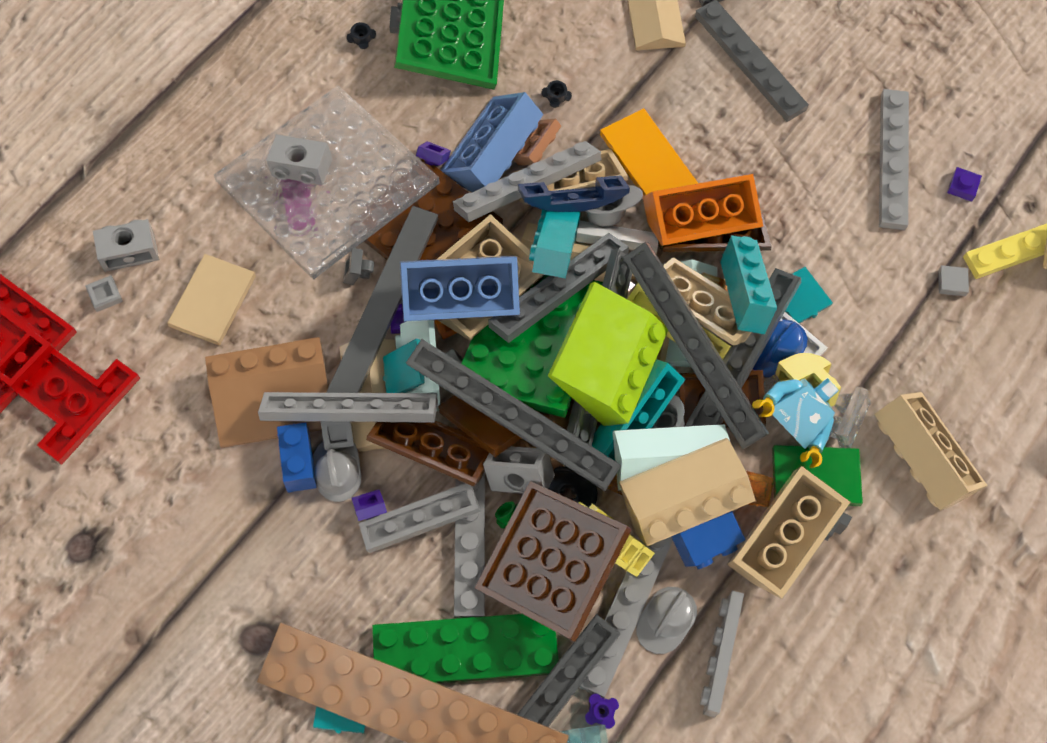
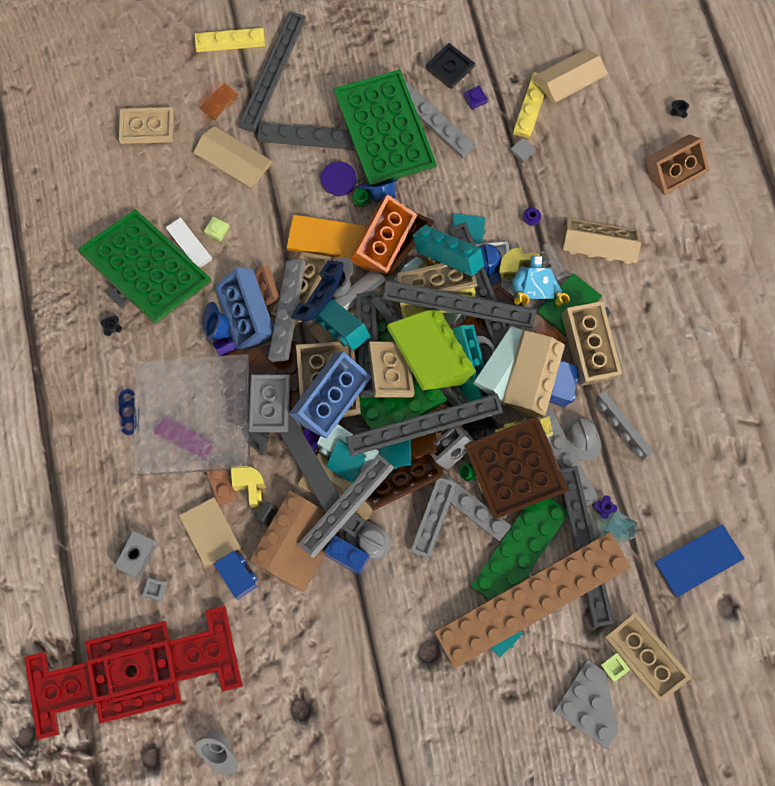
camera: 45 degrees left, 5 degrees up
(182, 360) = (236, 575): none -> blue brick
(273, 272) = (222, 486): none -> nougat plate
(276, 335) = (266, 514): none -> dark grey tile
(283, 111) = (122, 406): none -> clear blue piece
(299, 159) = (160, 419): light grey brick -> none
(300, 292) = (249, 480): none -> light yellow brick
(369, 505) = (404, 538): dark purple plate -> none
(405, 236) = (269, 403): none -> light grey tile
(450, 128) = (215, 323): none -> blue piece
(457, 417) = (397, 454): none -> teal piece
(517, 37) = (188, 243): none -> white tile
(540, 327) = (389, 371): none -> tan plate
(556, 87) = (243, 247): black plate -> none
(558, 50) = (216, 229): none -> yellowish green plate
(729, 121) = (338, 178): none -> dark purple tile
(729, 158) = (361, 197): none -> green plate
(754, 165) = (380, 191): none -> blue piece
(830, 118) = (384, 128): none -> green plate
(880, 357) = (529, 220): none -> dark purple plate
(973, 129) = (450, 65): none -> black plate

